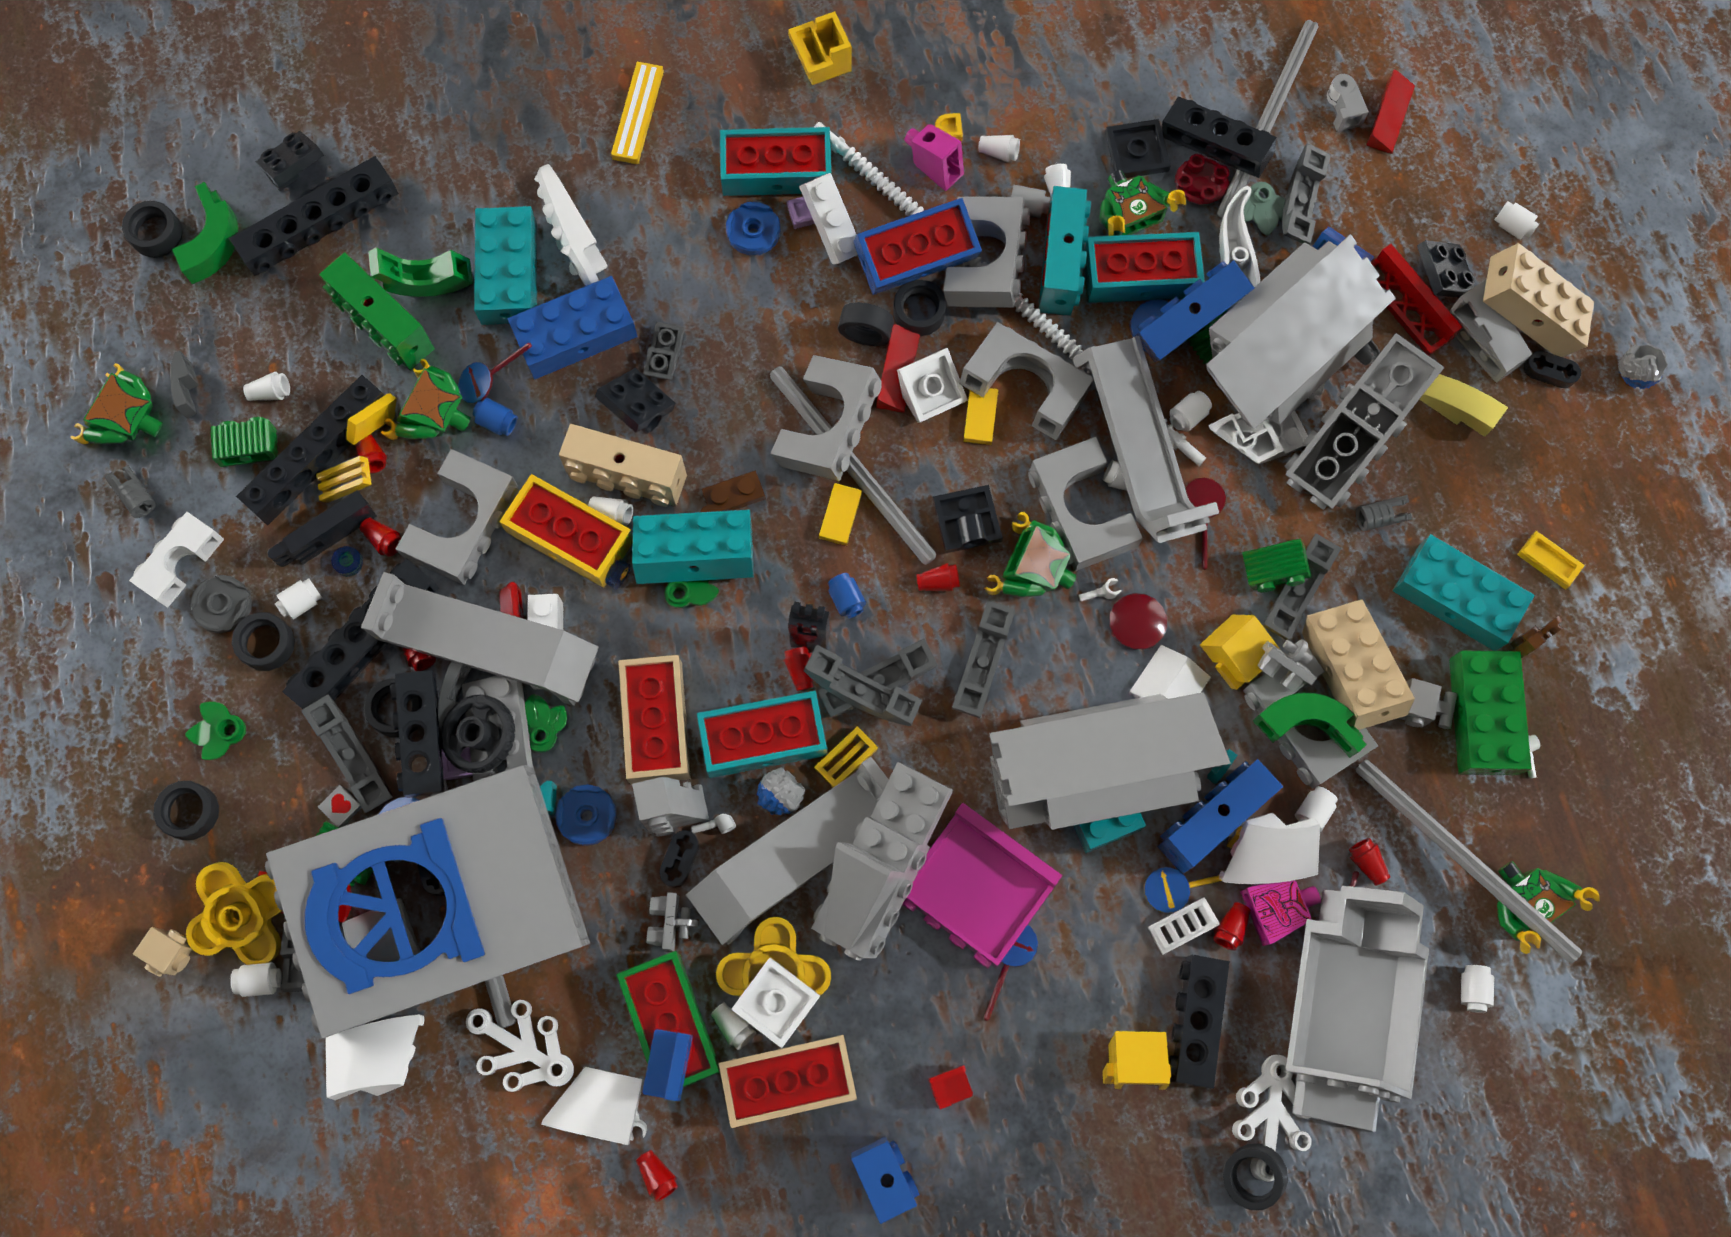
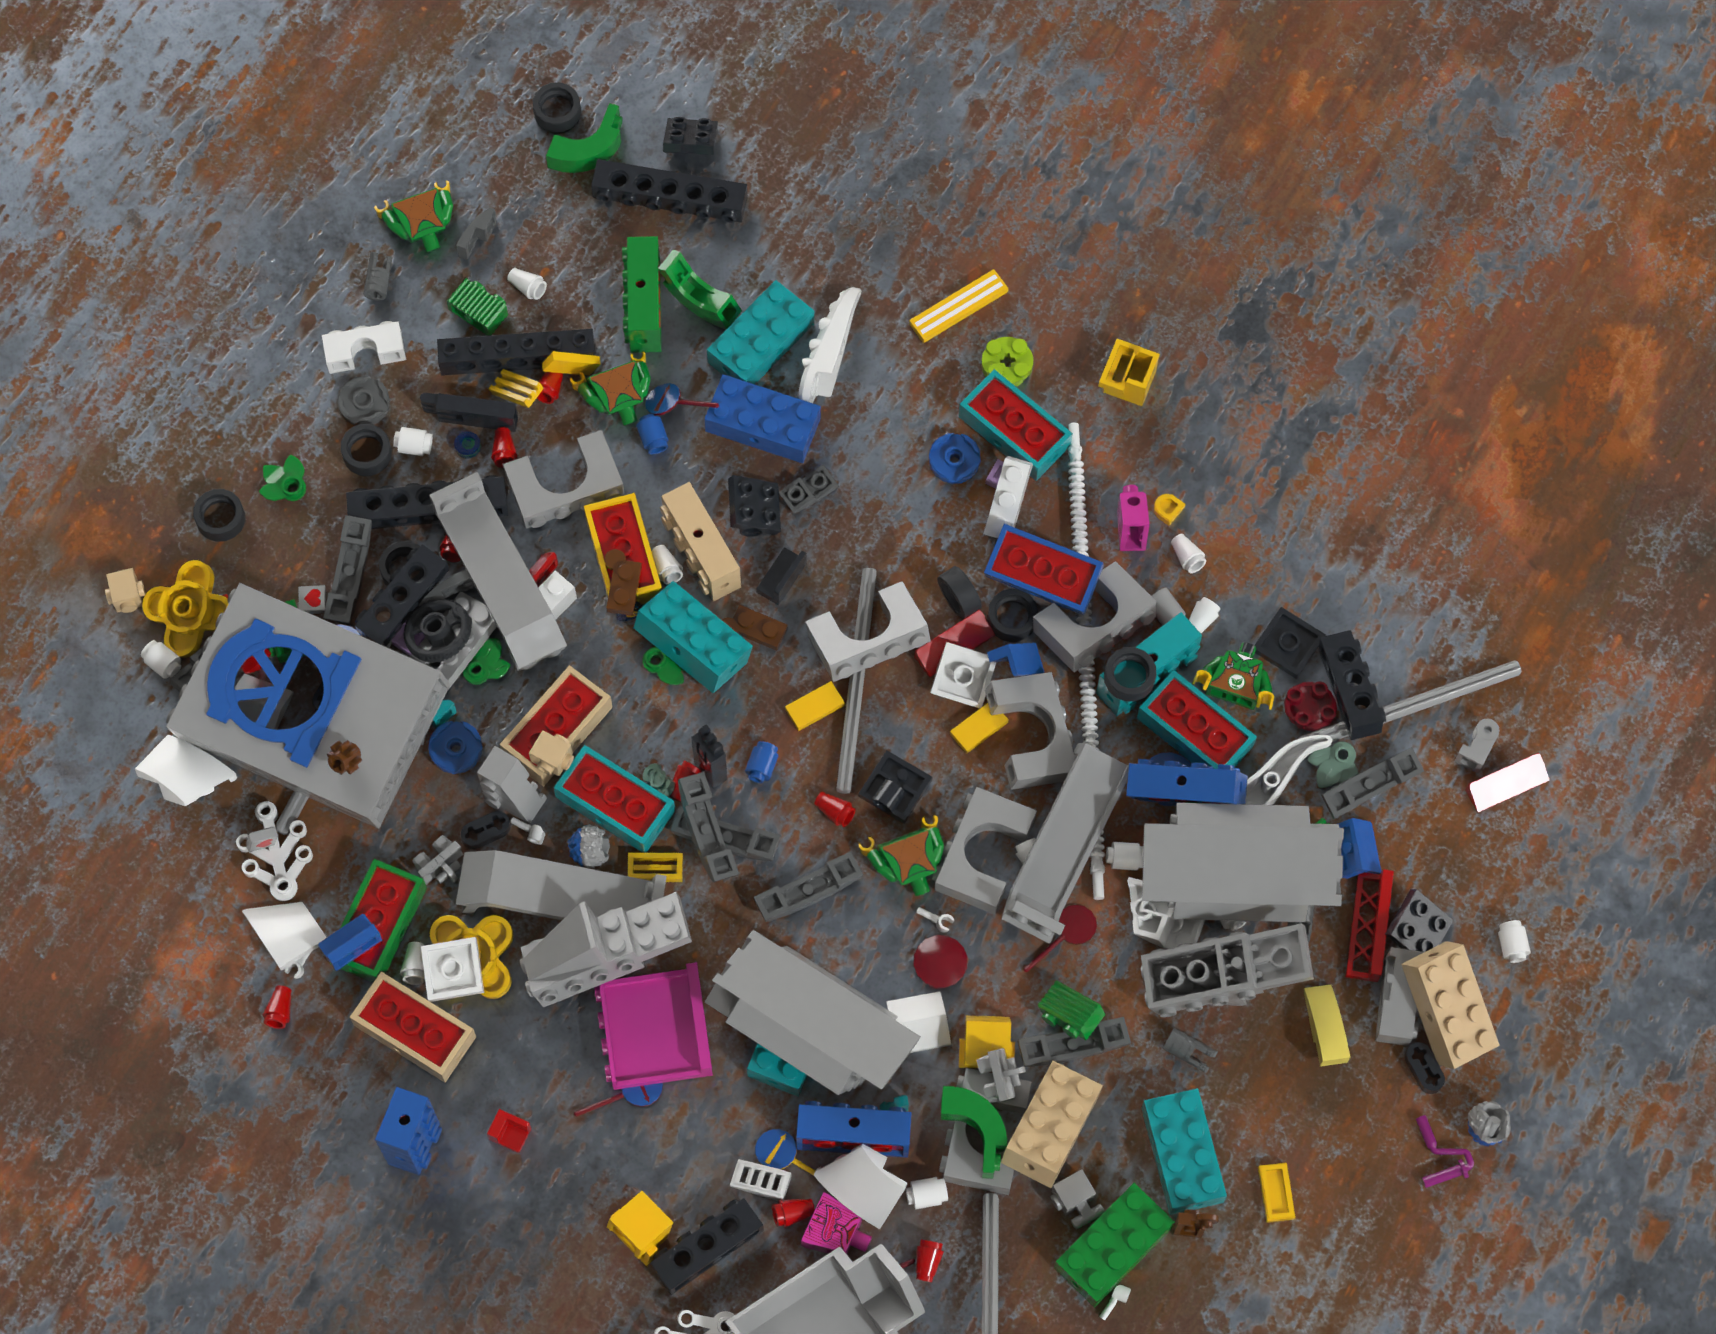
camera: 45 degrees right, 5 degrees down
(500, 1049) = (261, 839): none -> light grey tile
(512, 916) = (344, 757): none -> reddish brown gear
(597, 553) = (623, 583): none -> reddish brown hinge
(680, 745) = (551, 753): none -> tan brick
(711, 109) = (1014, 349): none -> lime plate
(711, 436) = (782, 575): none -> black panel
(779, 685) = (658, 779): none -> sand green piece
(964, 327) = (1022, 657): none -> blue panel
(1073, 244) = (1138, 656): none -> black tyre
(1653, 418) = (1447, 1174): none -> magenta piece

